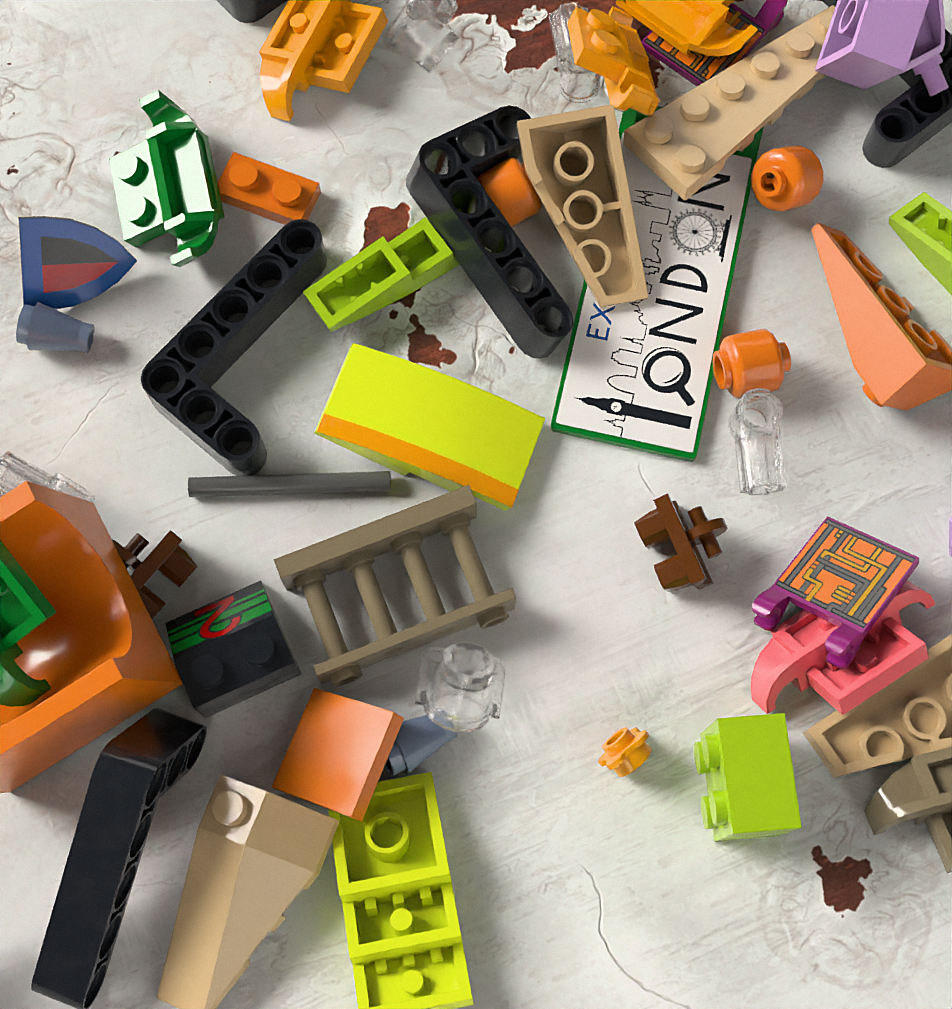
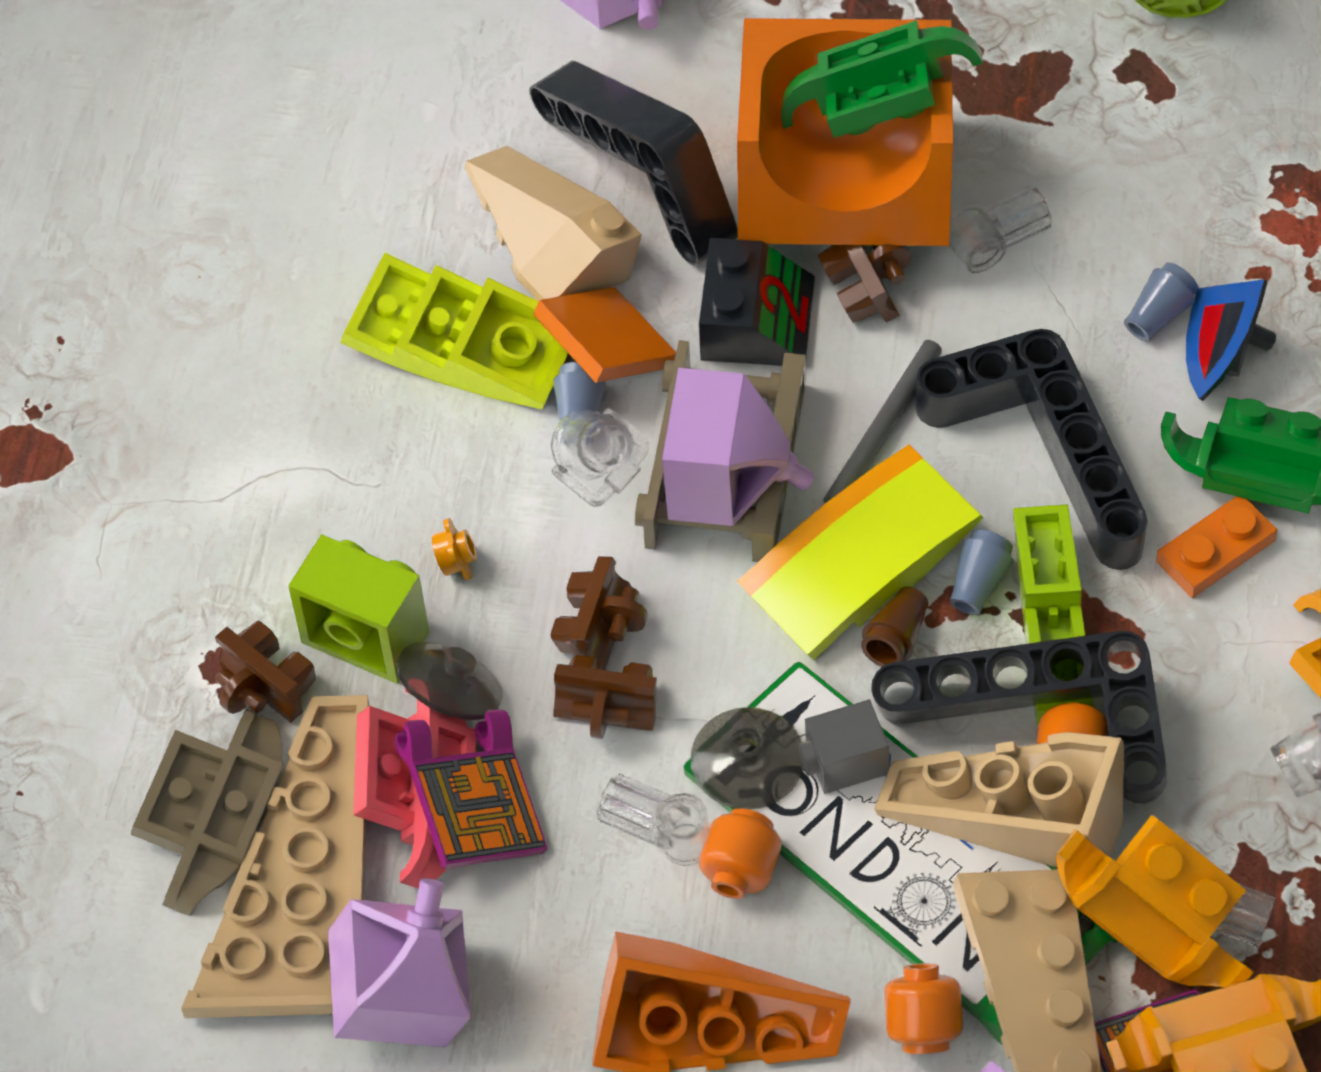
camera: 125 degrees right, 15 degrees down
(395, 332) = (980, 568): none -> sand blue cone
(430, 551) = (722, 449): none -> lavender piece
(483, 366) = (895, 628): none -> reddish brown cone
(619, 335) = (845, 747): none -> dark grey brick
(634, 589) = (605, 613): none -> reddish brown hips
(654, 434) = (747, 778): none -> clear smoke dish
(768, 680) = (448, 680): none -> clear smoke dish
(839, 861) = (254, 680): none -> reddish brown hips

